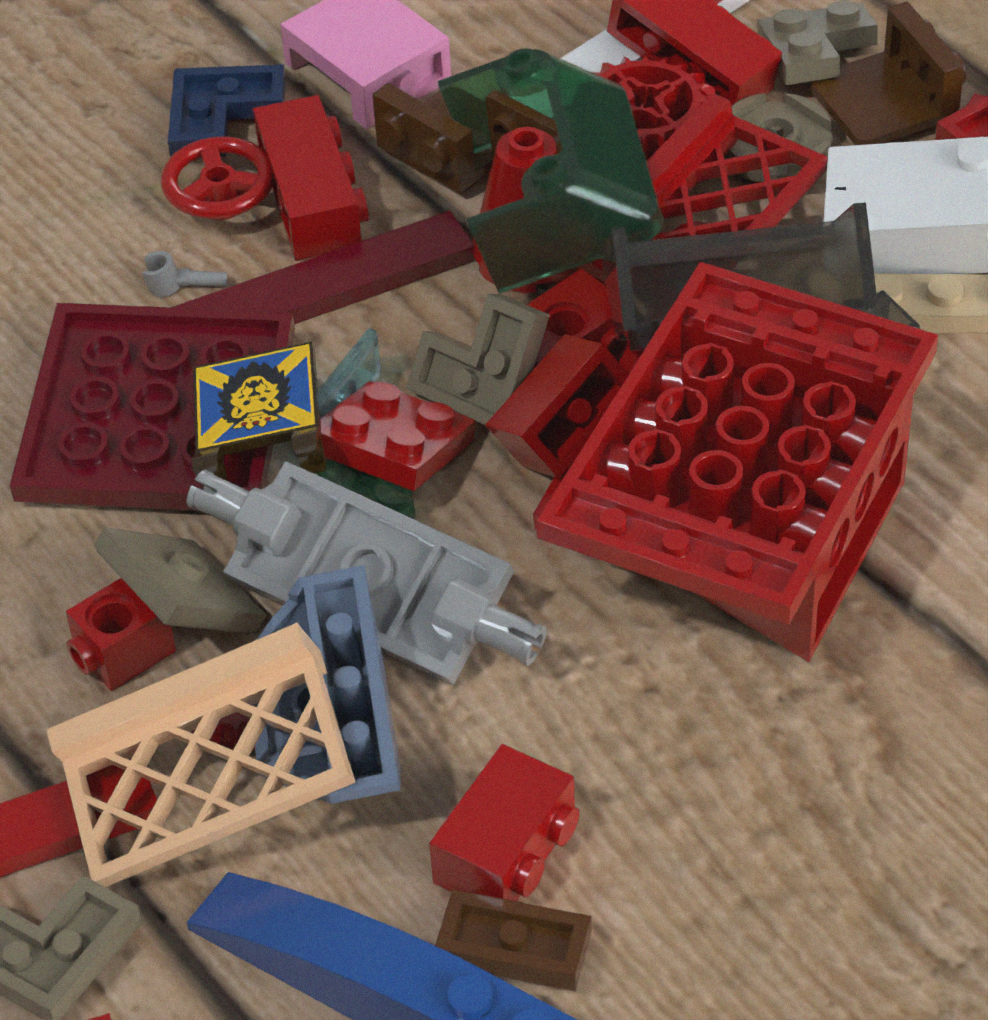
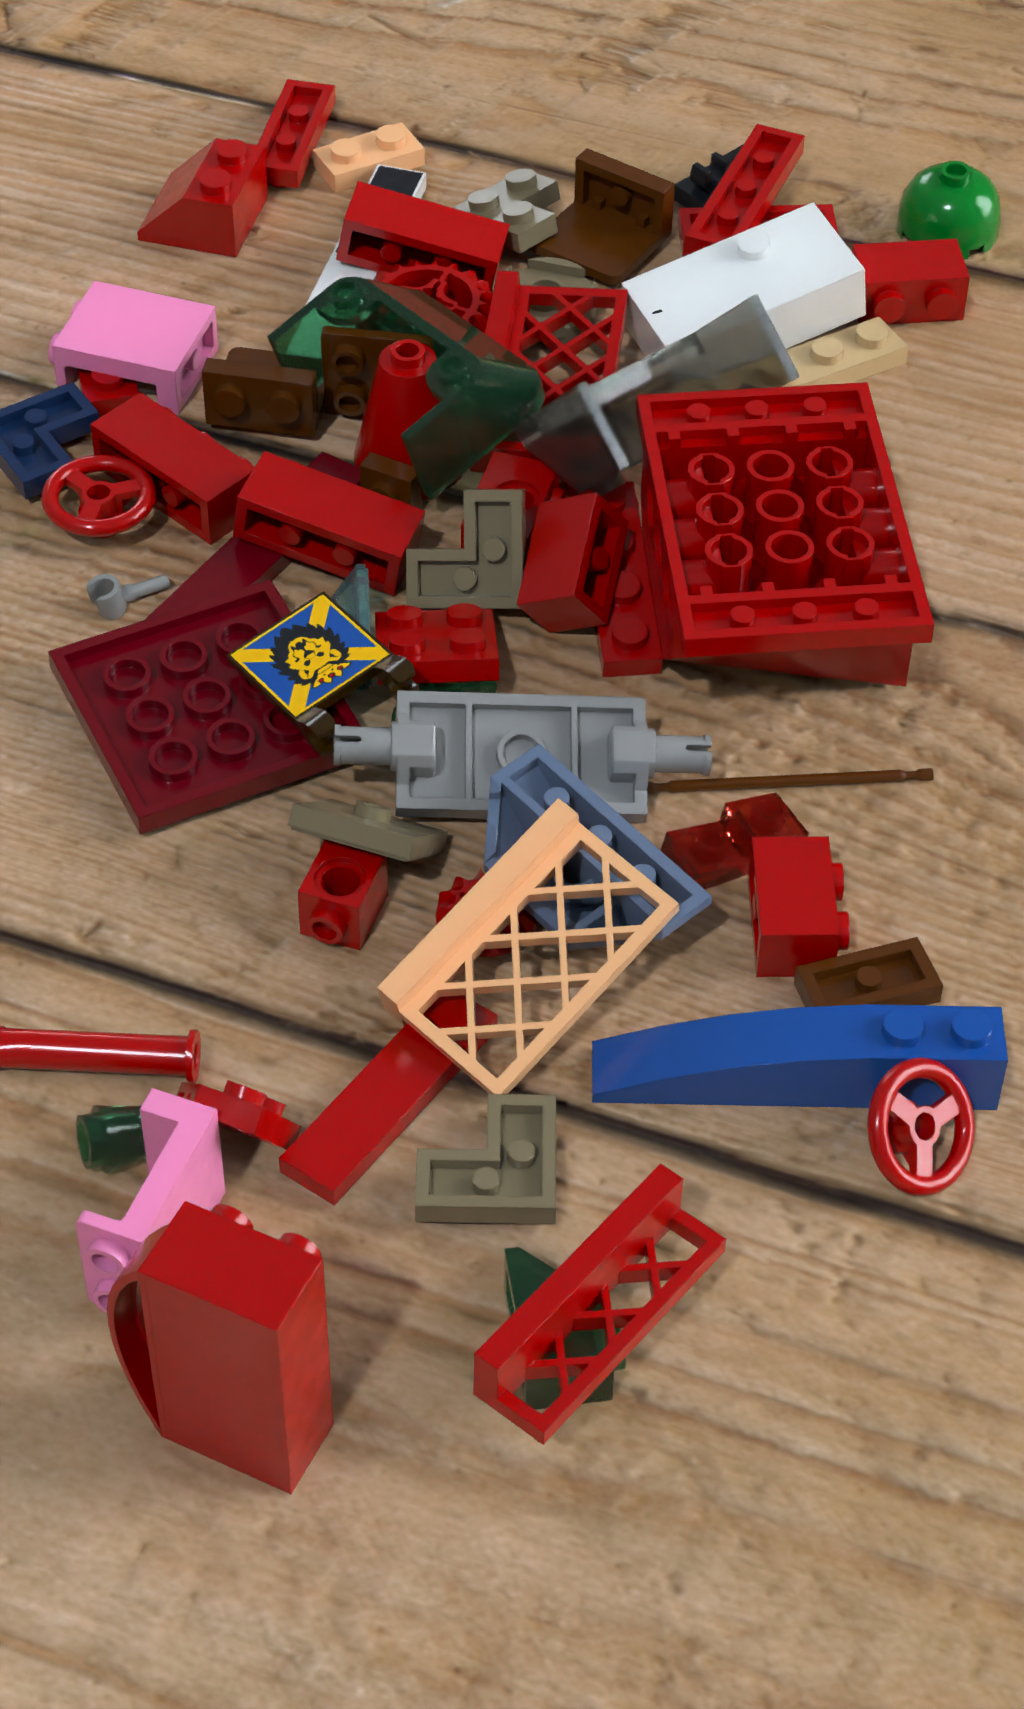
camera: 35 degrees left, 0 degrees up
(311, 81) = (106, 390): none -> red plate
(383, 275) = (327, 521): none -> red brick
(468, 268) = (391, 479): none -> reddish brown plate
(536, 729) = (721, 849): none -> clear red slope
(620, 706) = (797, 780): none -> reddish brown piece

